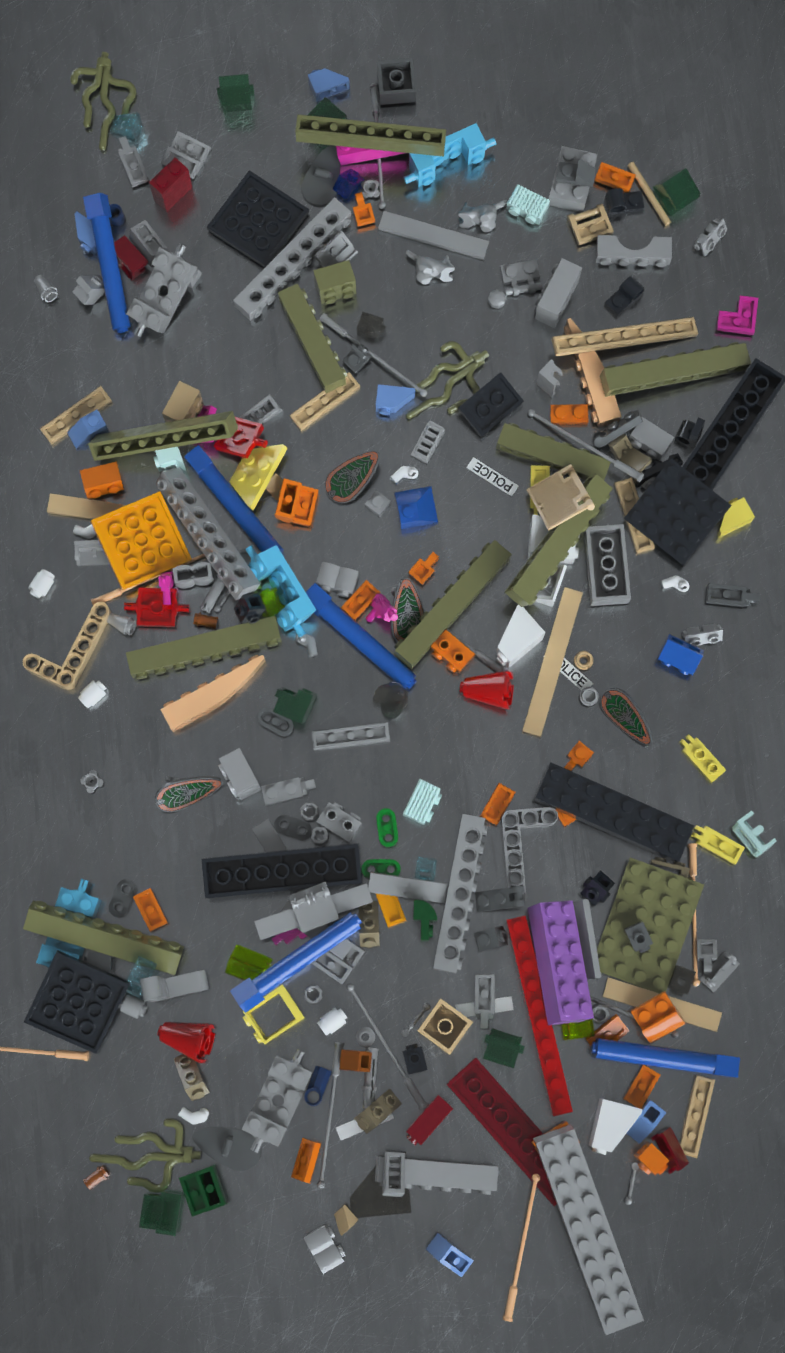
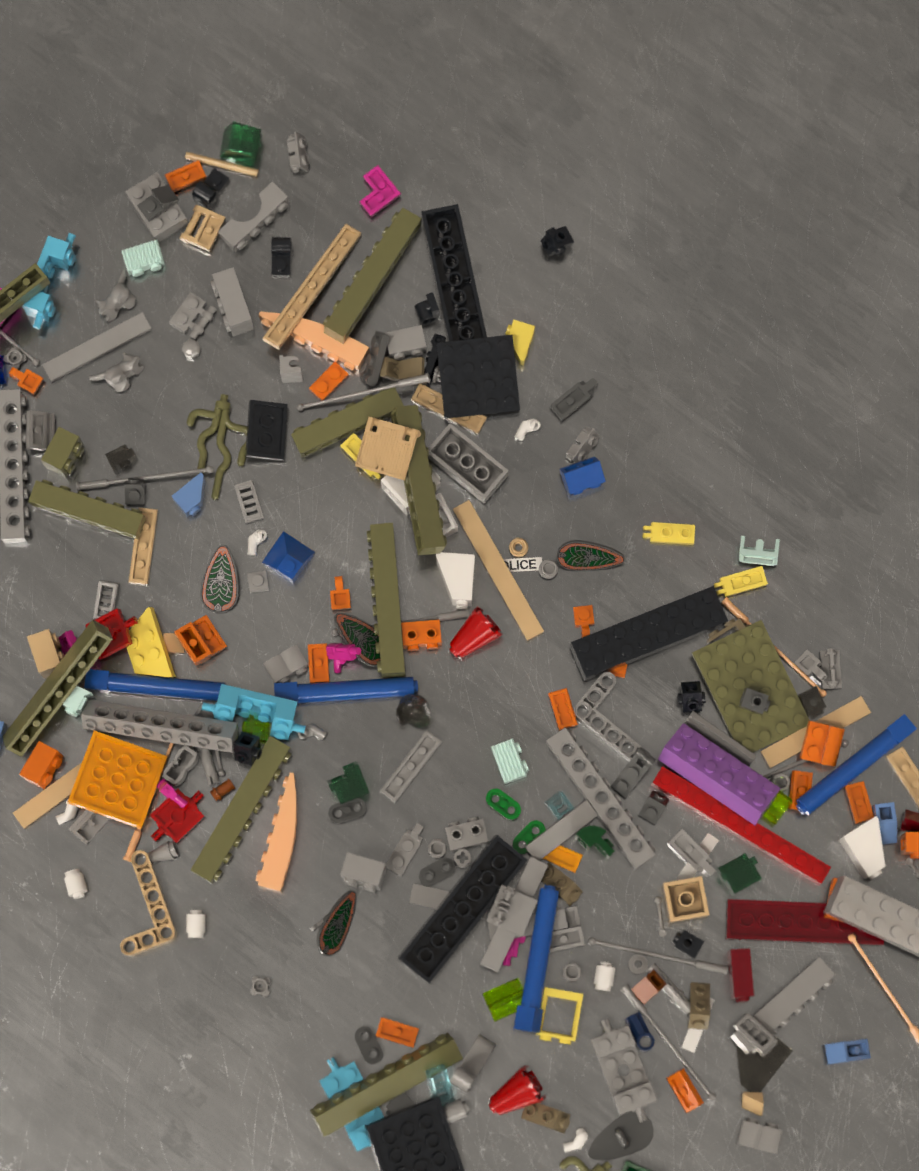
camera: 45 degrees left, 0 degrees up
(492, 476) = (320, 480): white sticker -> none

